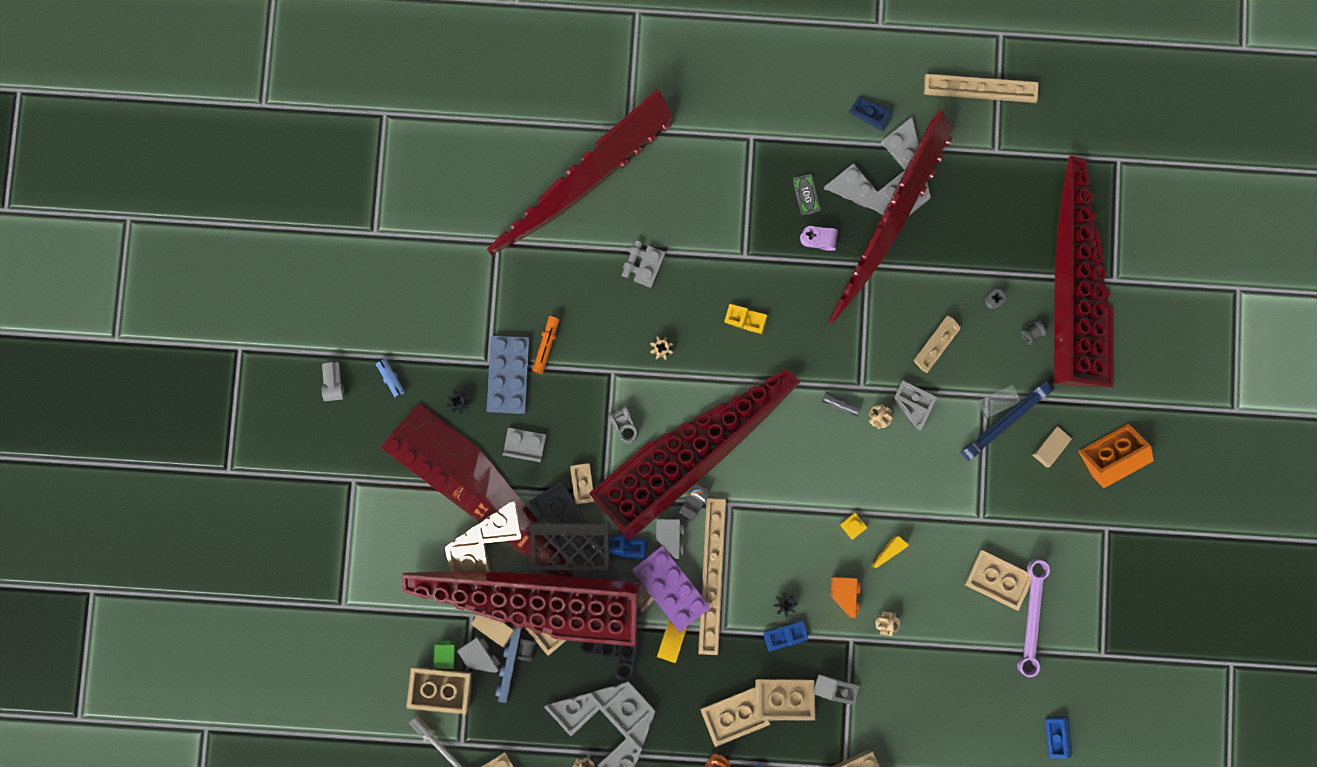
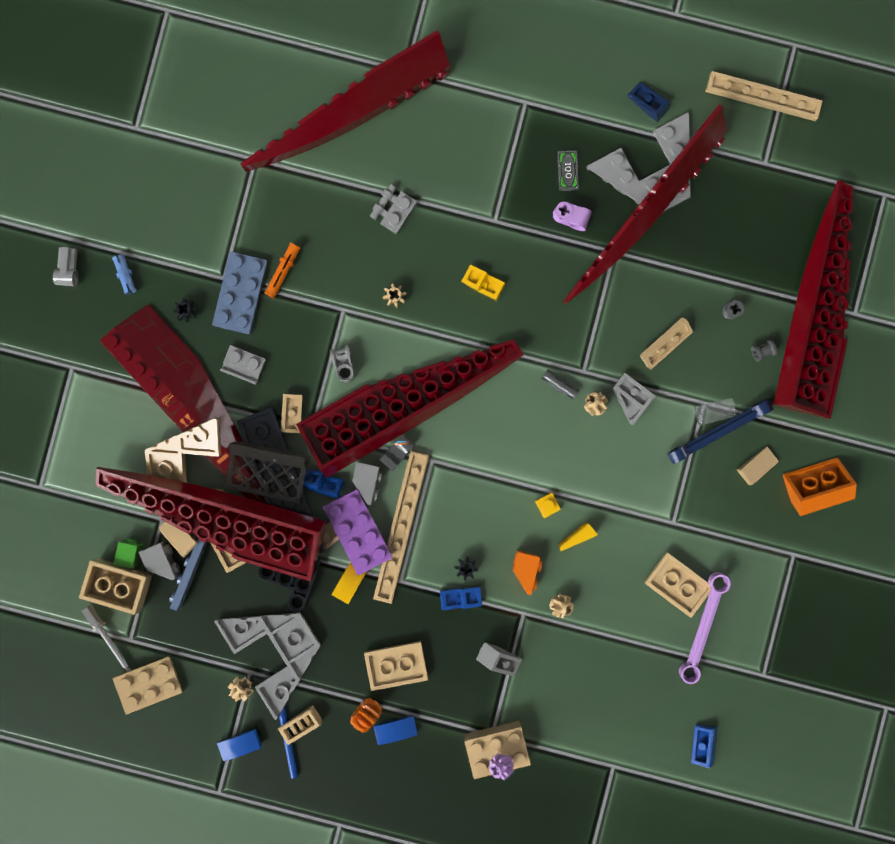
camera: 15 degrees right, 5 degrees up
(525, 650) = (207, 563): dark grey bush -> none
(785, 700) = (447, 660): tan plate -> none

